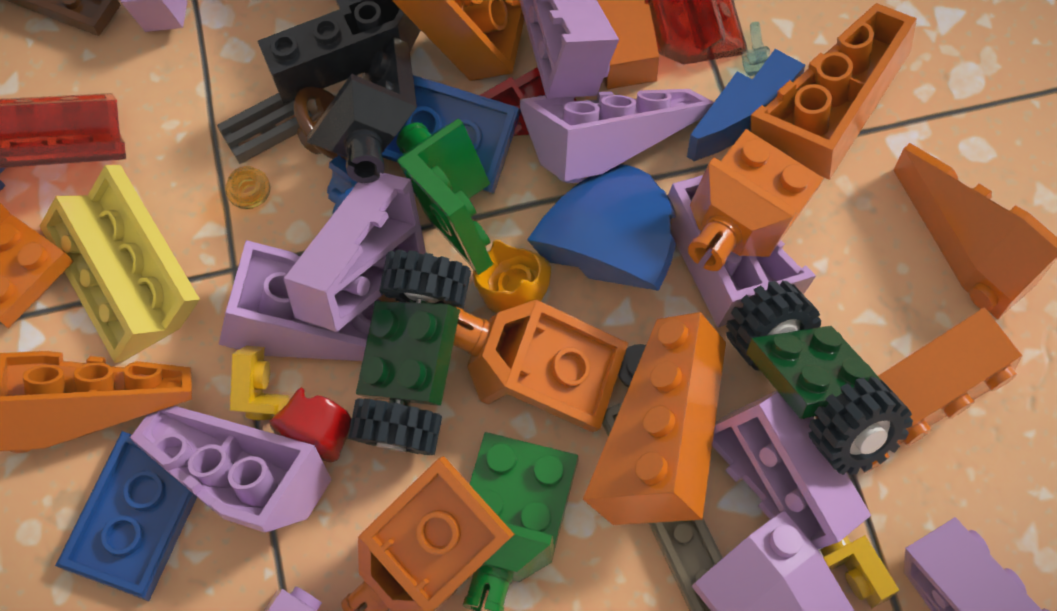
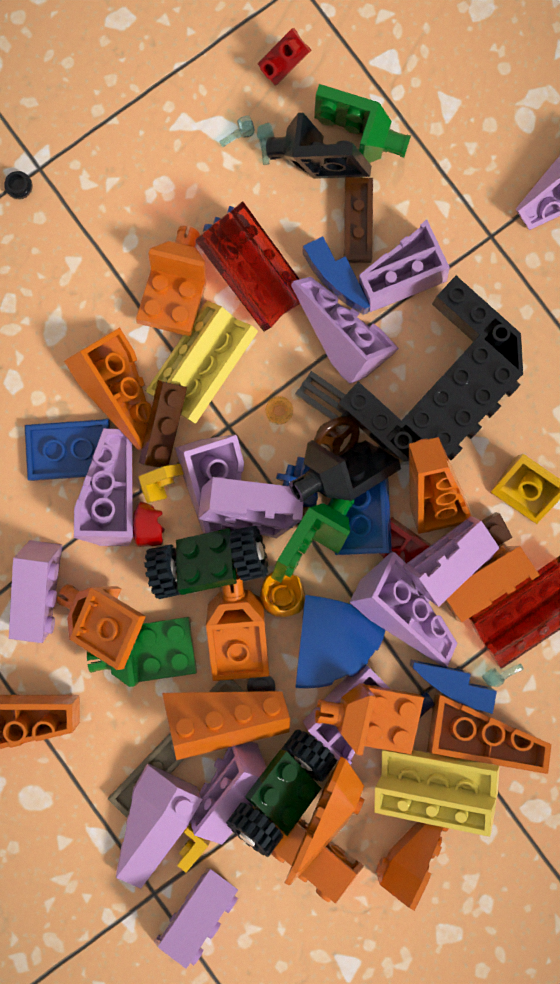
camera: 70 degrees right, 20 degrees up
(109, 45) = (336, 275): none -> blue slope
(172, 344) = (162, 424): none -> reddish brown plate
(213, 62) = (346, 339): none -> lavender wedge
(879, 324) = (334, 809): none -> orange wedge
(890, 169) = (438, 790): none -> light yellow slope

